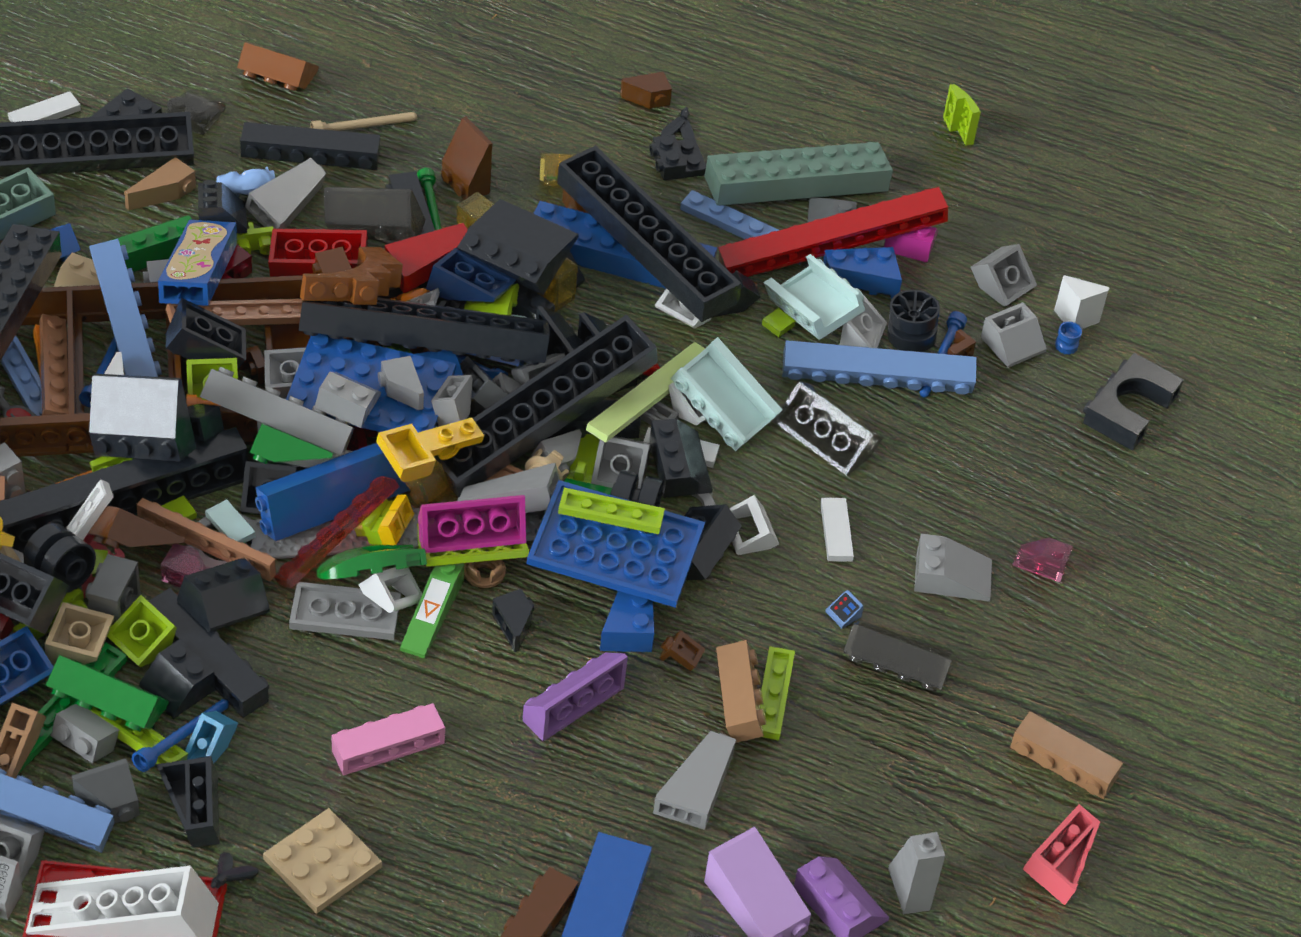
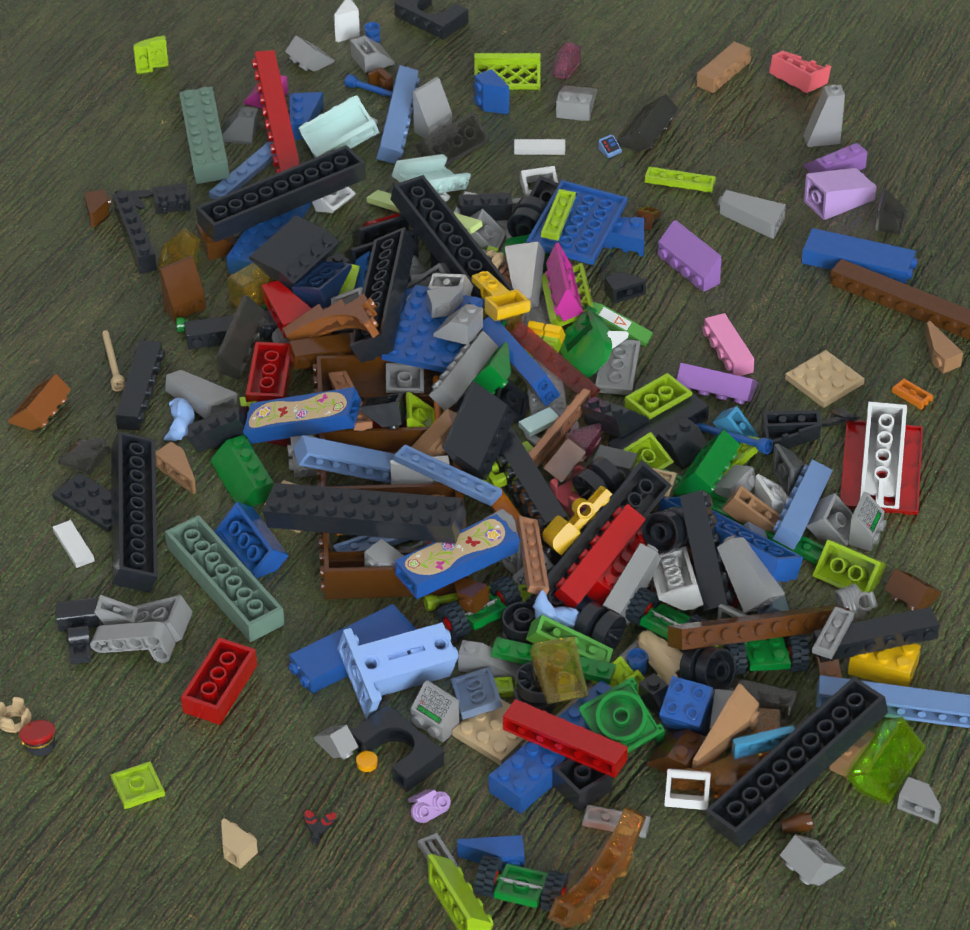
camera: 80 degrees left, 5 degrees down
(57, 769) = (770, 493): none -> white slope
(73, 403) = (448, 475): none -> medium blue plate
(91, 509) = (552, 474): white tile -> none
(258, 643) = (657, 396): none -> lime slope
(306, 722) = (717, 383): none -> medium lavender slope
(599, 124) = (134, 232): none -> black brick
(740, 691) = (685, 188): medium nougat brick -> none
(875, 390) = (430, 108): none -> light grey slope
(913, 320) = (361, 84): black wheel -> none
(939, 461) = (491, 92): none -> blue slope
(1026, 484) = (510, 61): none -> lime fence

